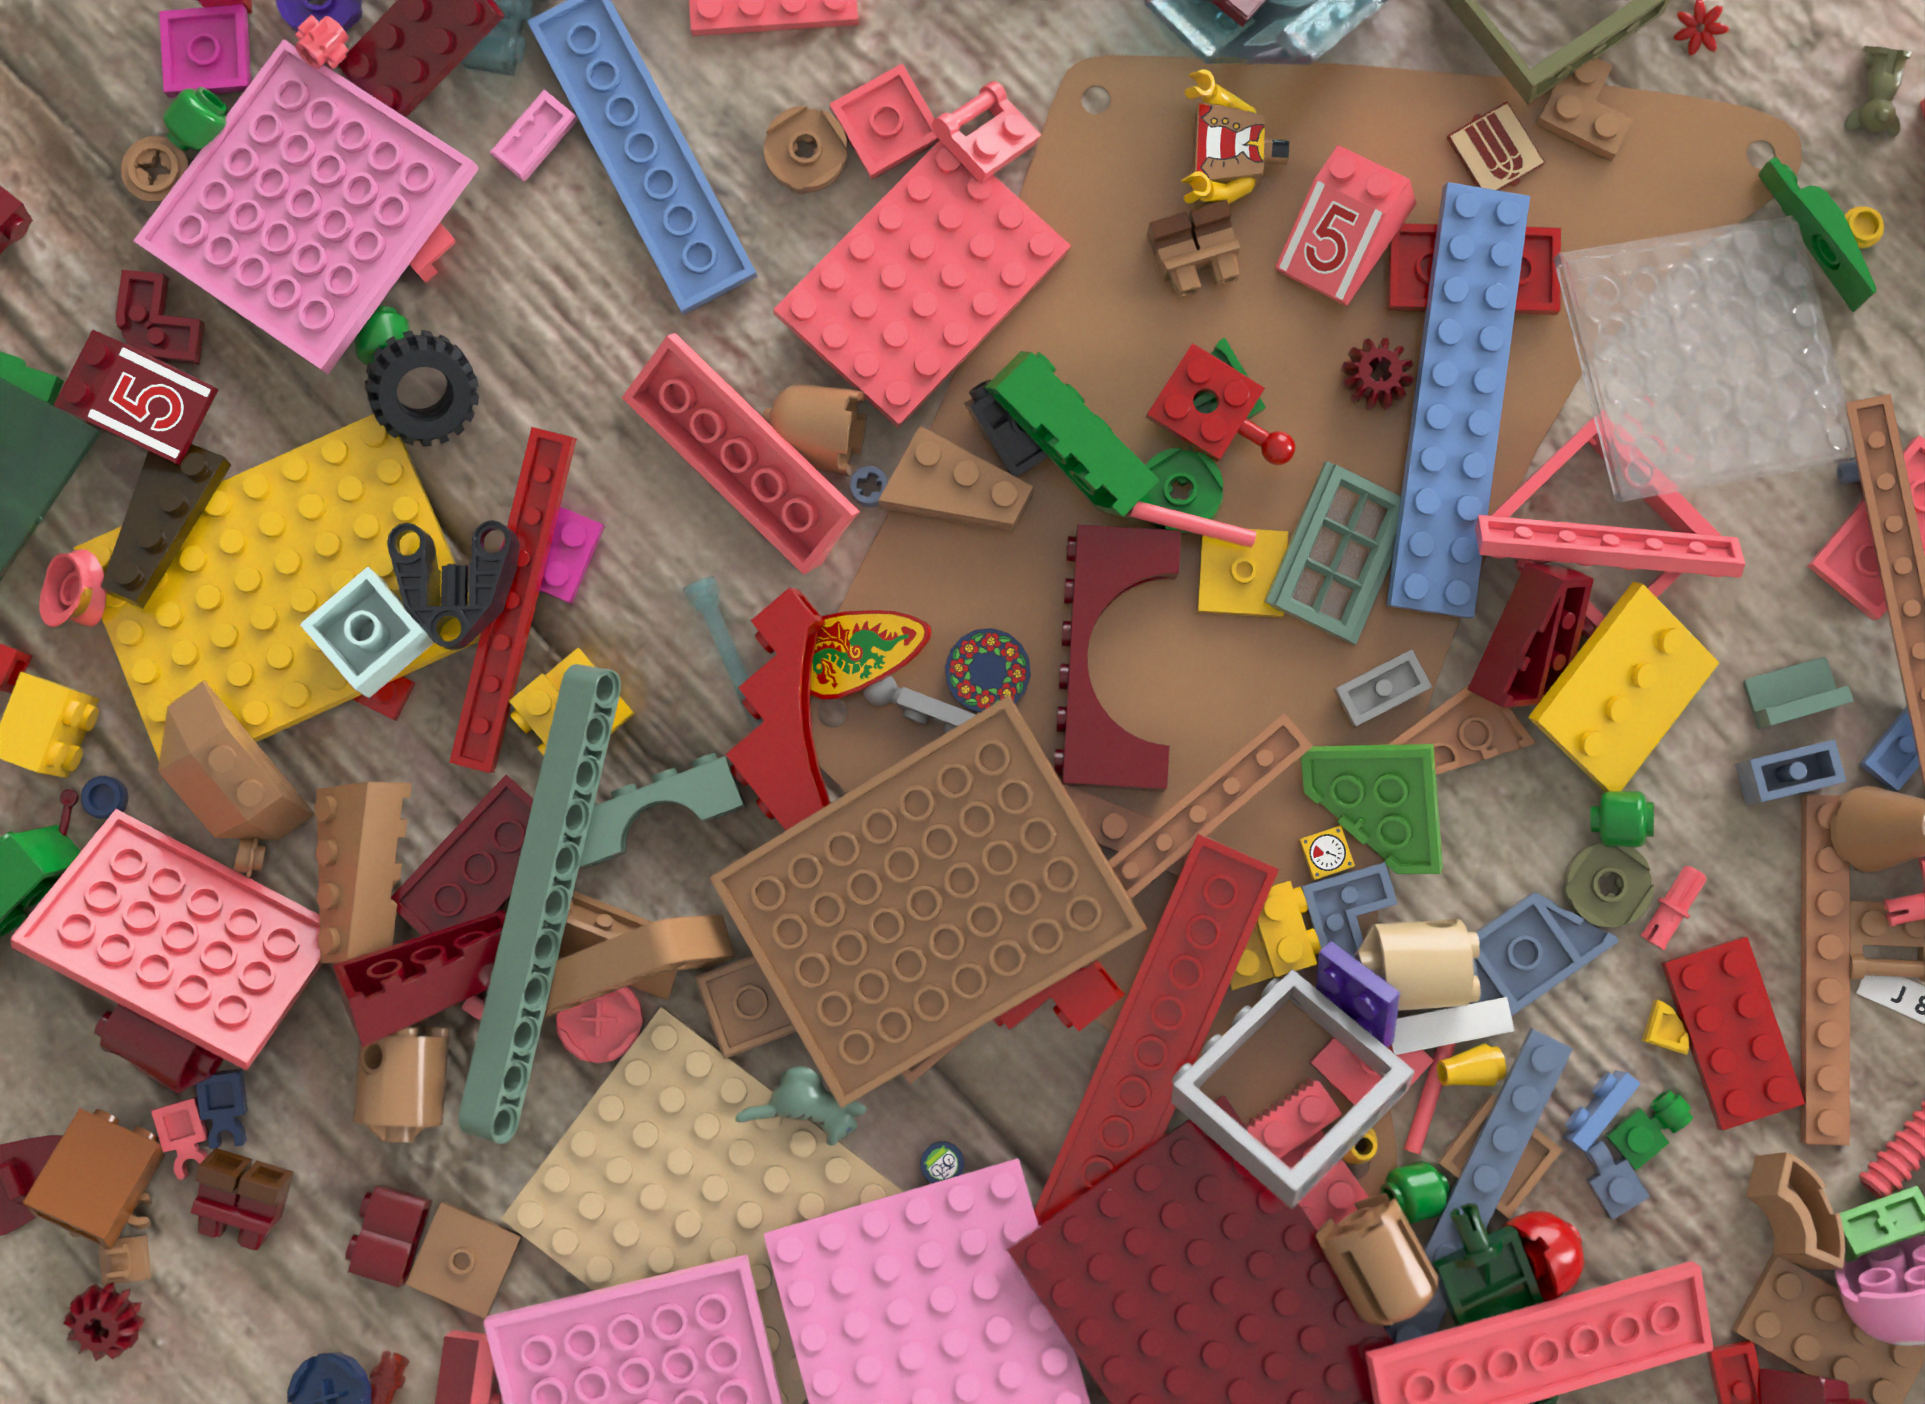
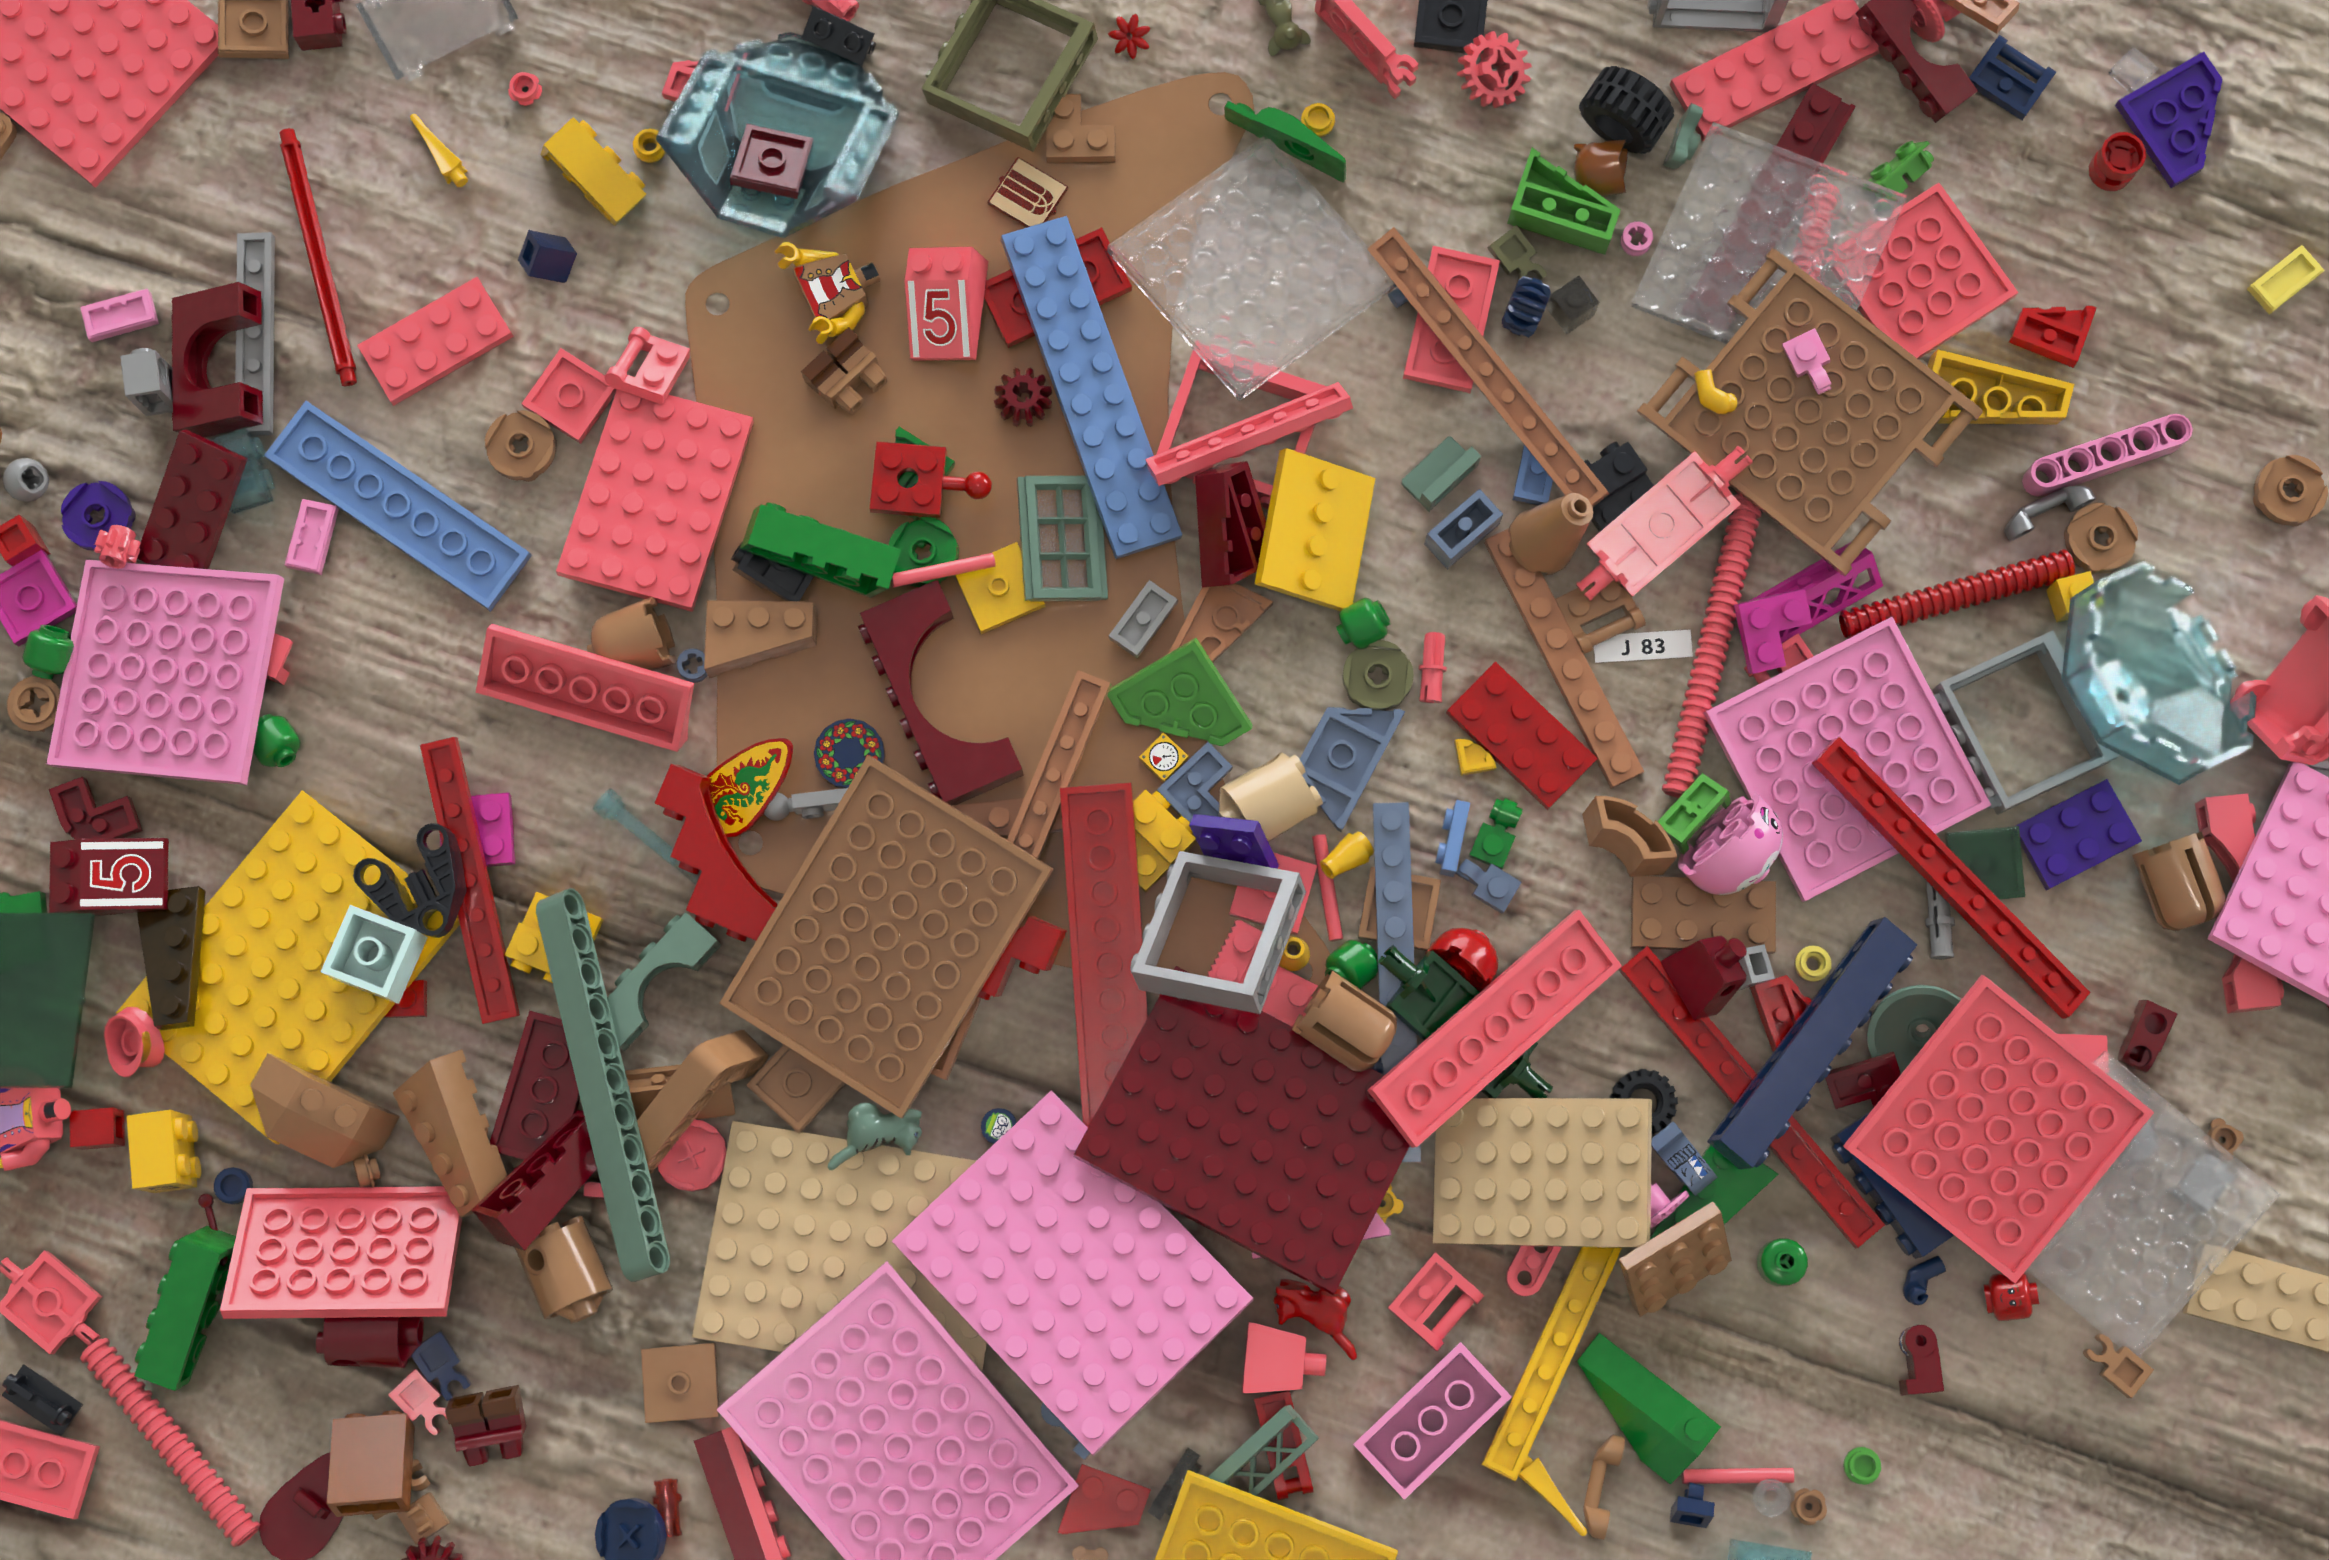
camera: 30 degrees left, 5 degrees down
(388, 1235) = (614, 1392): dark red brick -> none
(429, 422) = (351, 765): black tyre -> none
(1452, 1025) = (1316, 833): white sticker -> none

